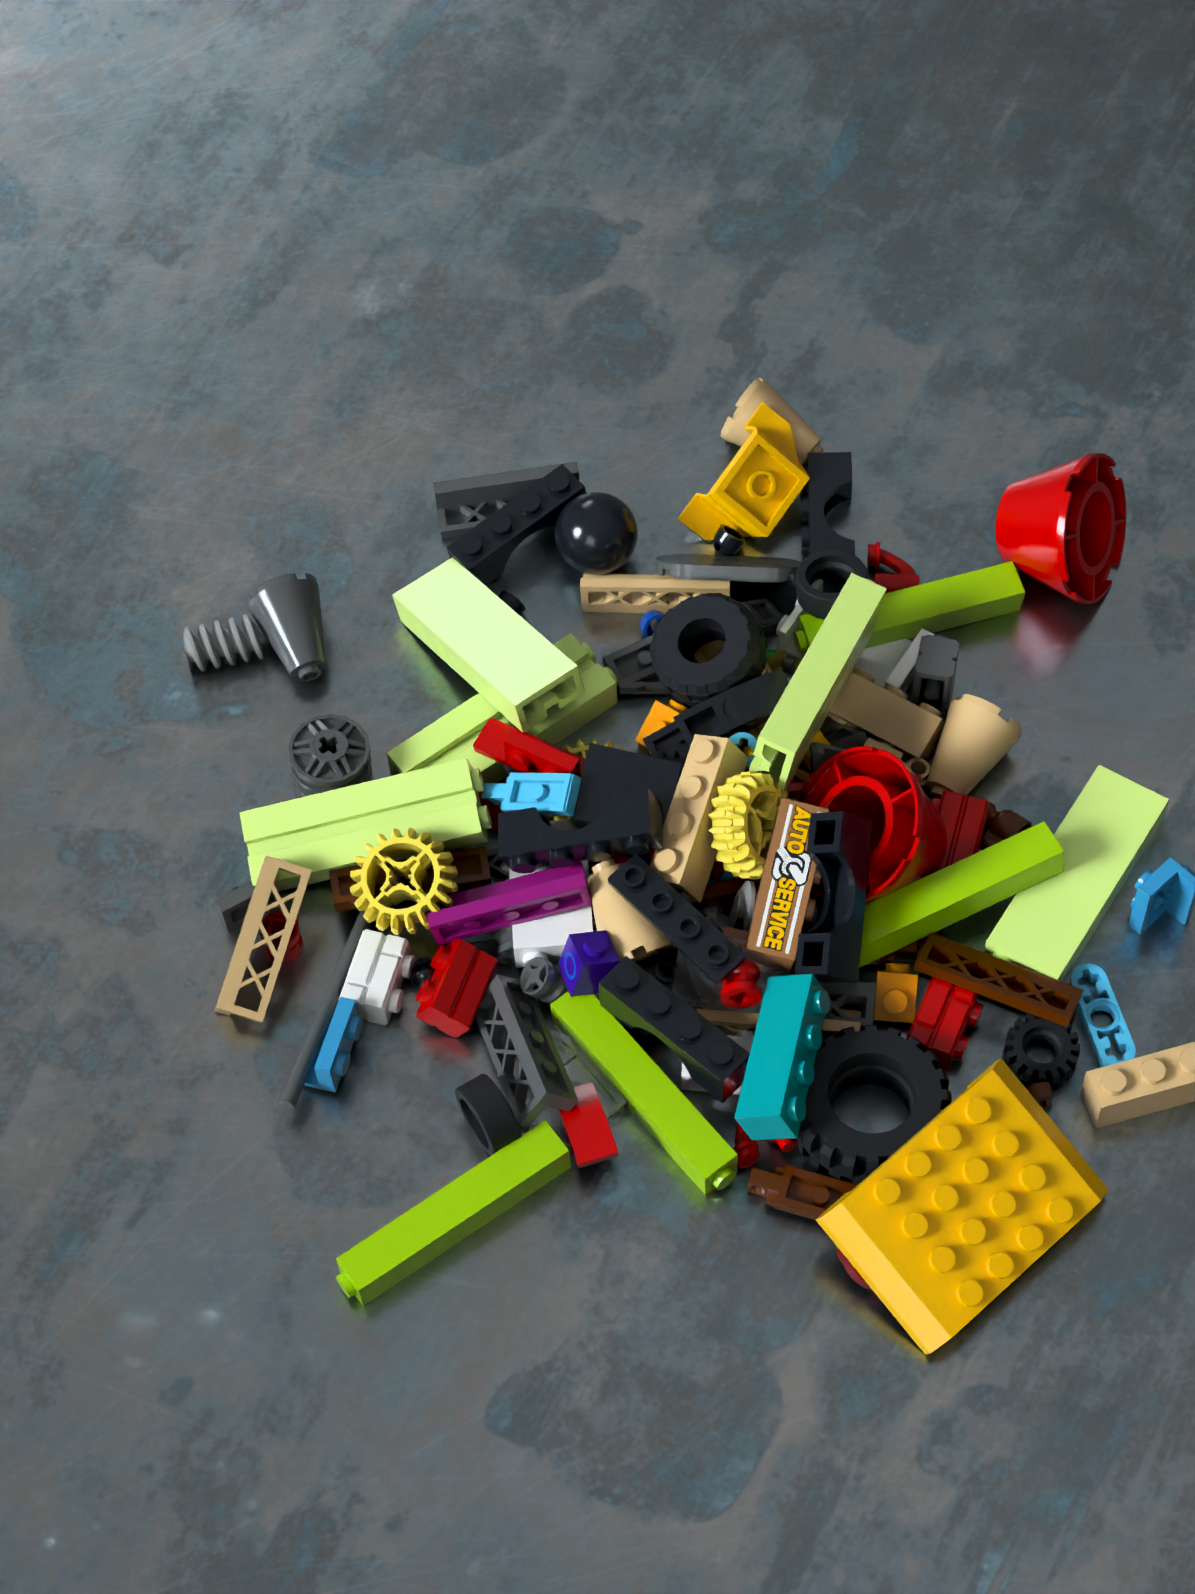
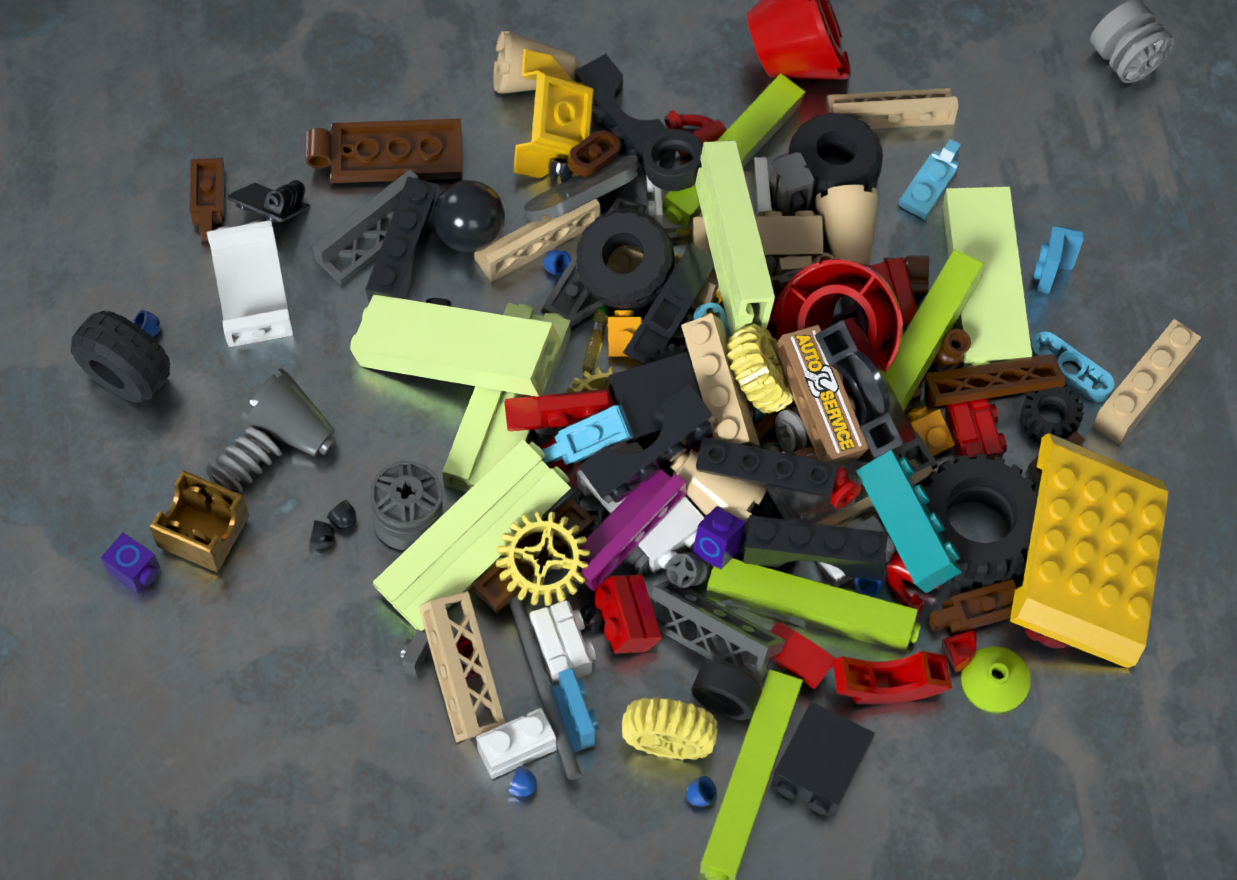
camera: 40 degrees left, 5 degrees up
(58, 676) = (131, 562): none -> dark purple brick
(141, 675) = (200, 521): none -> pearl gold piece
(183, 487) = (120, 356): none -> black tyre
(238, 477) = (147, 322): none -> blue hinge
(239, 748) = (318, 534): none -> black hinge
(240, 1083) = (523, 783): none -> blue hinge
(258, 1042) = (516, 743): none -> white brick
(274, 743) = (342, 515): none -> black hinge
(358, 491) = (249, 283): none -> white panel
(380, 391) = (206, 194): none -> reddish brown hinge
(401, 1200) = (701, 792): none -> blue hinge
(405, 1115) = (669, 728): none -> light yellow gear
(431, 426) = (274, 204): none -> black hinge
(534, 1241) = (822, 759): none -> black brick
(571, 431) = (387, 150): none -> reddish brown hinge
(635, 719) = (595, 338): none -> clear yellow piece
(657, 1208) = (893, 680): none -> red arch
(711, 1114) = (871, 591): none -> blue hinge
(761, 538) = (593, 153): none -> reddish brown plate
(761, 1225) = (960, 649): none -> red tile
(771, 1295) = (991, 693): none -> lime dish
(978, 925) = (952, 351): none -> reddish brown piece
(1016, 649) = (843, 137): none -> black tyre
(1110, 748) = (931, 181): none -> medium azure hinge
(1112, 661) = (898, 108): none -> tan fence

